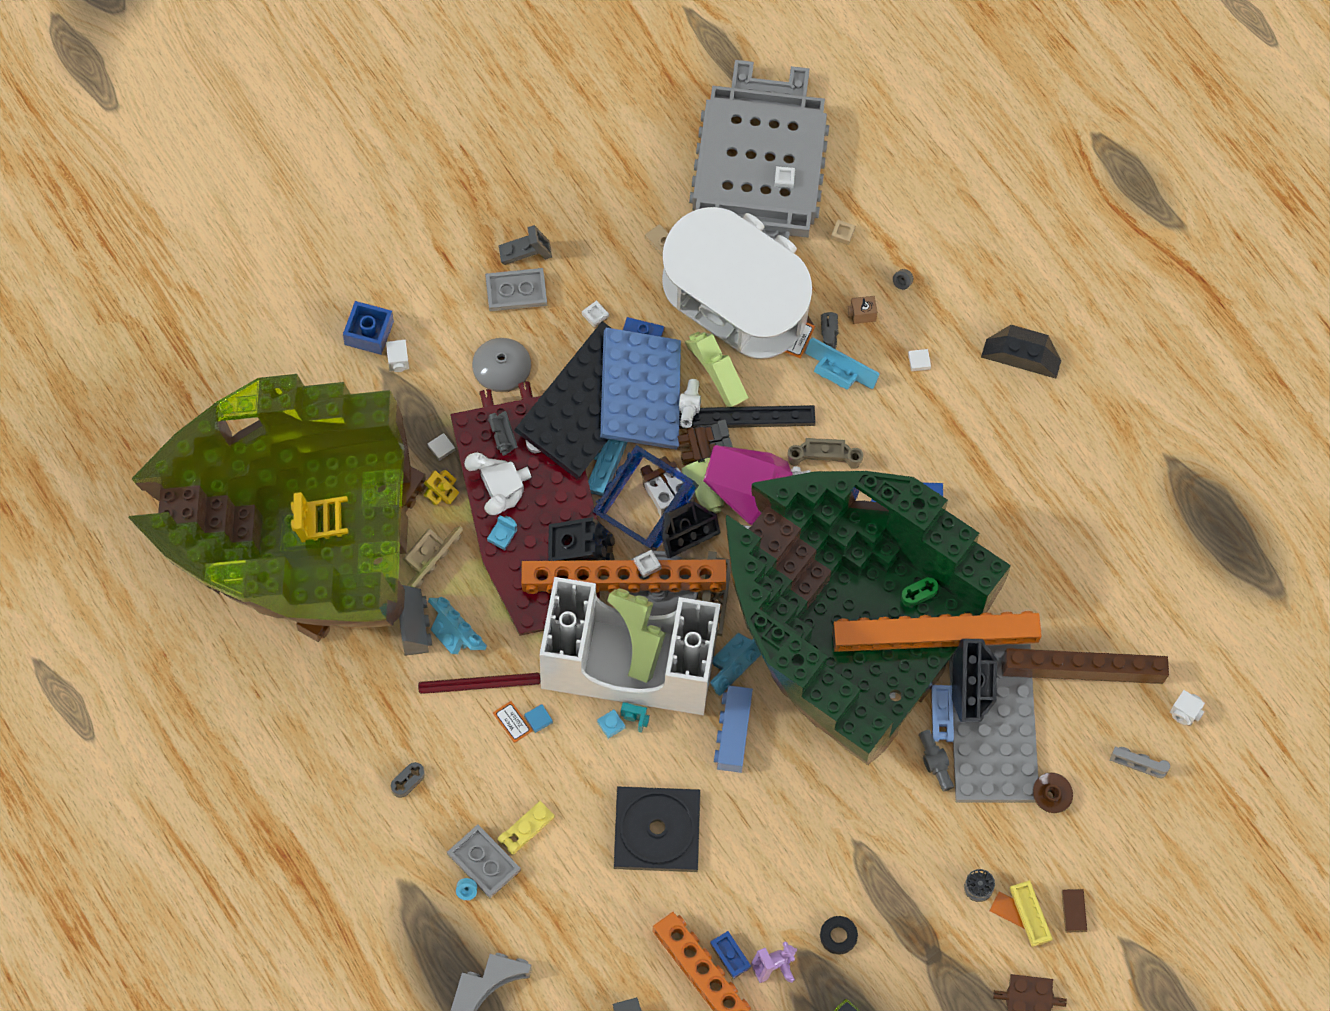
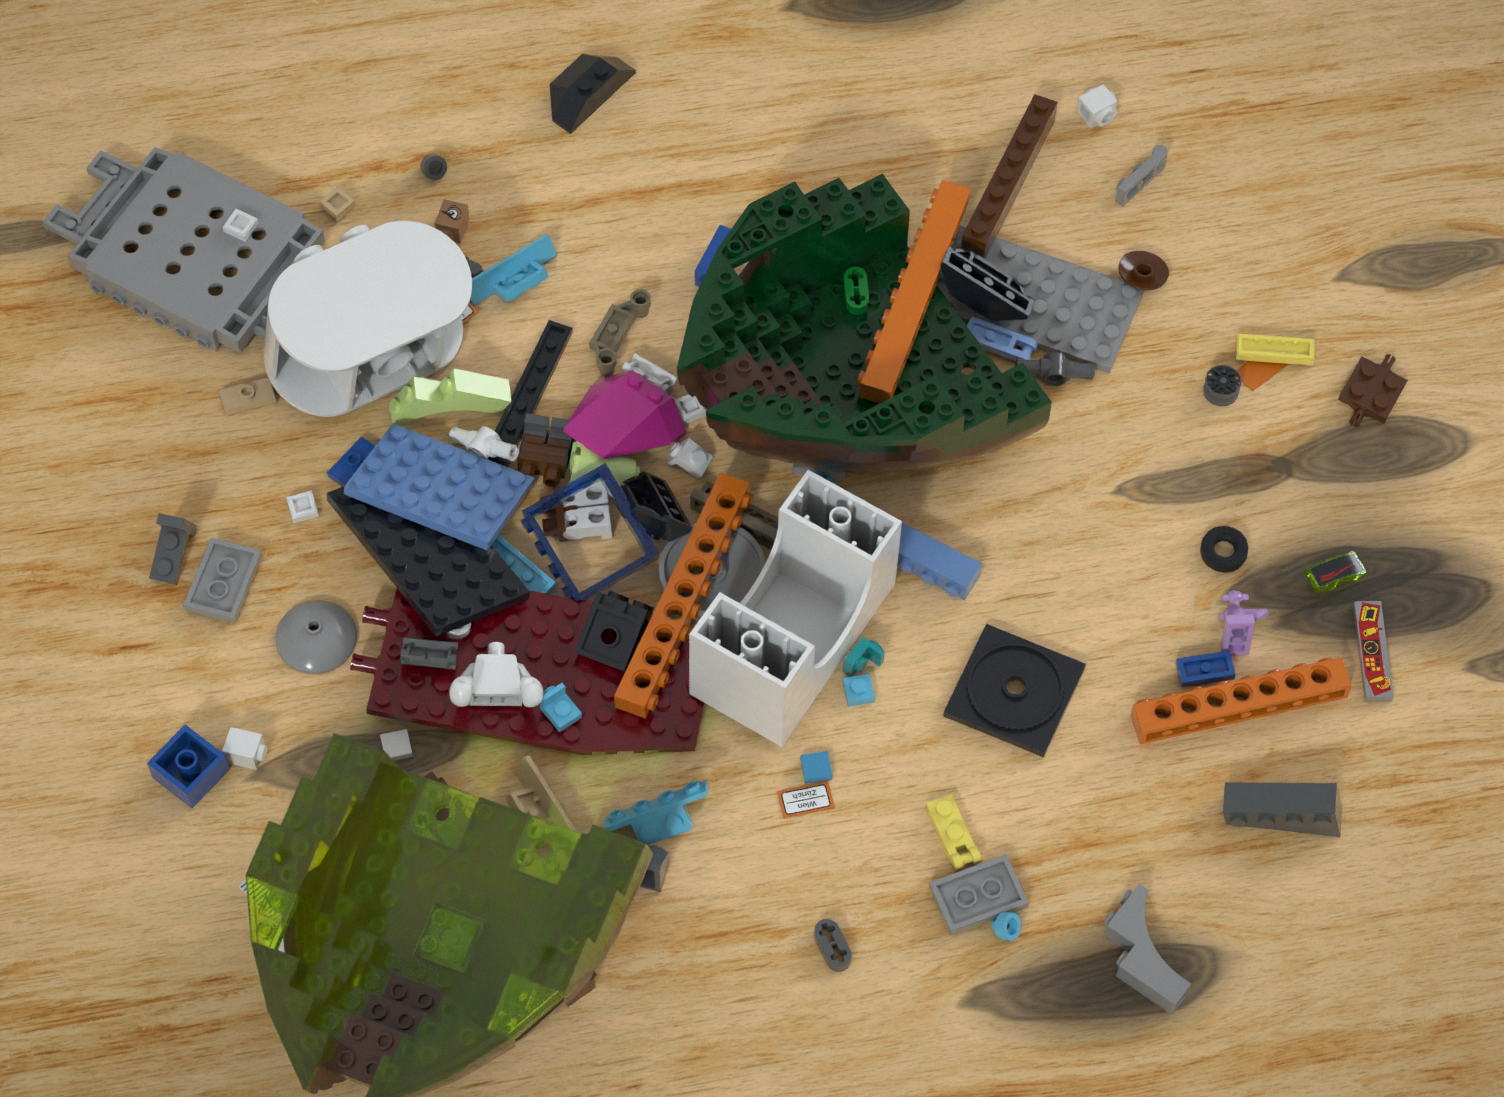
camera: 65 degrees left, 5 degrees down
(306, 518) = (447, 916): yellow plate -> none
(442, 489) = (461, 770): yellow piece -> none
(479, 683) = (739, 817): dark red axle -> none
(645, 639) = (788, 592): yellowish green arch -> none
(647, 563) = (686, 556): white tile -> none
(919, 360) = (544, 193): white tile -> none
(1074, 910) = (1287, 307): reddish brown tile -> none

